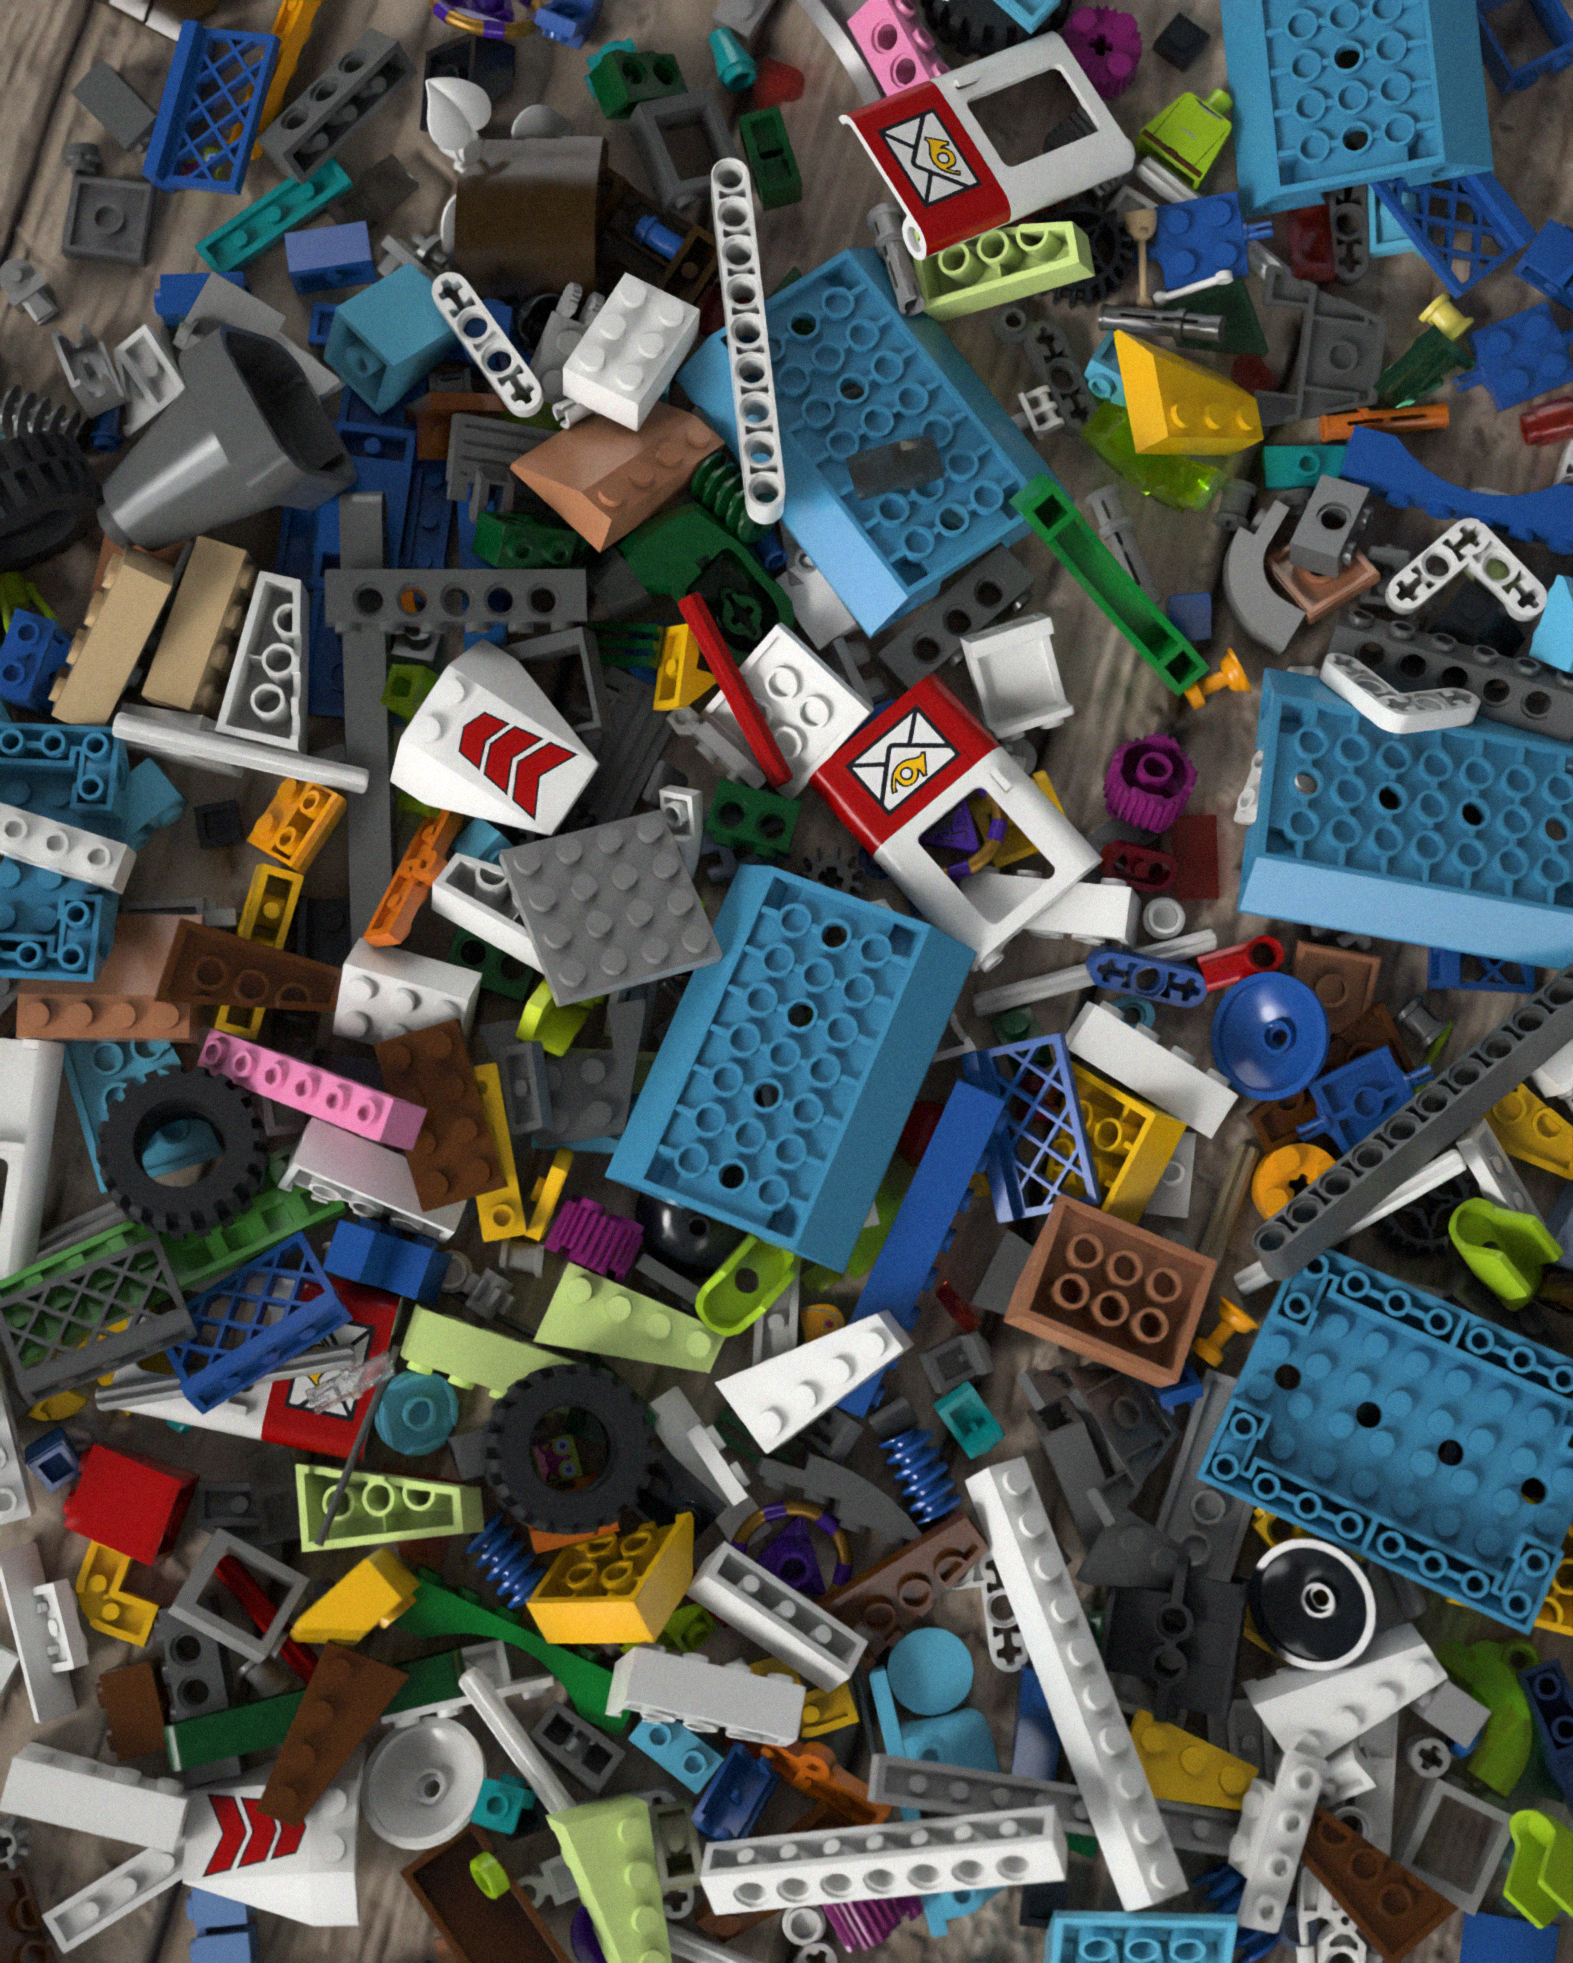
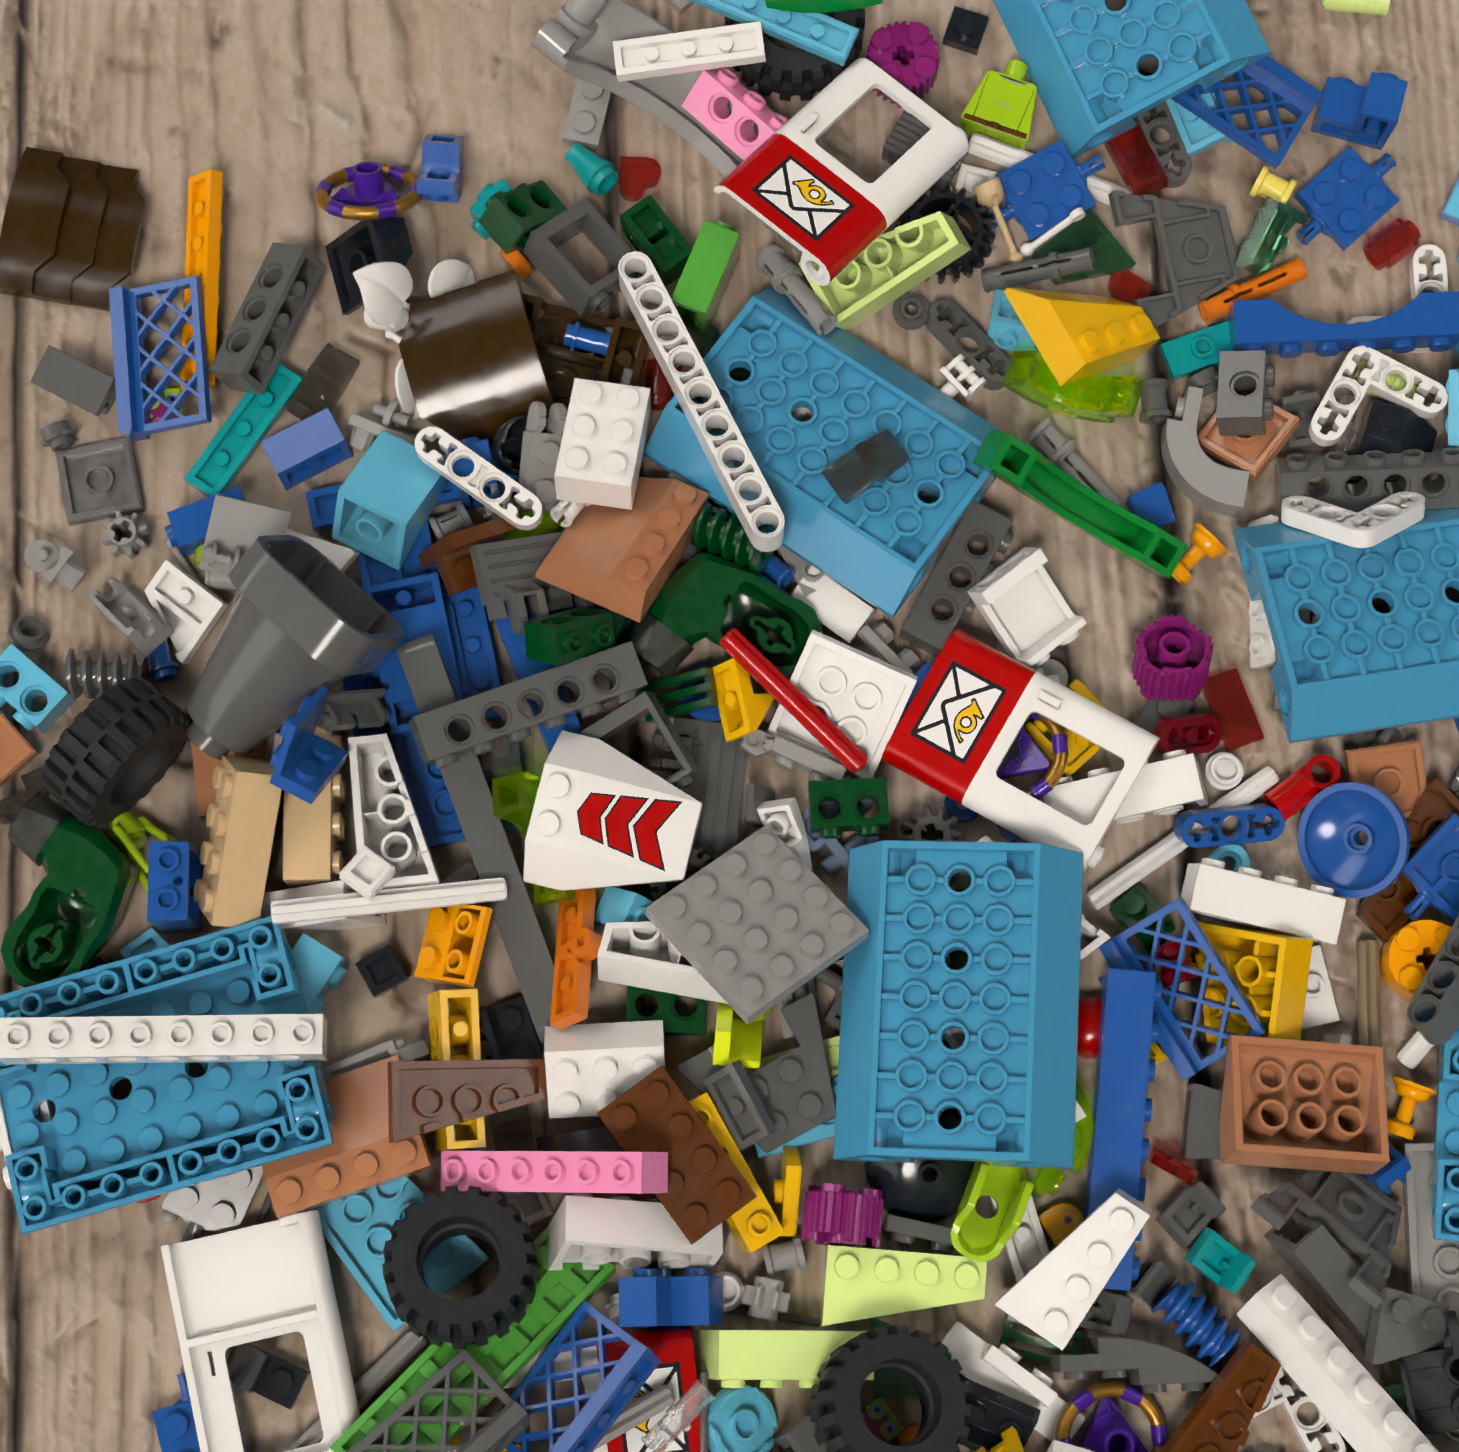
camera: 25 degrees left, 5 degrees down
(108, 274) = (125, 545): none -> light grey gear
(197, 573) = (304, 760): none -> blue bracket
(226, 716) = (367, 873): none -> white tile
(256, 538) = (358, 704): none -> dark grey hinge
(617, 135) = (518, 263): none -> orange tile
(806, 213) = (706, 275): none -> bright green brick

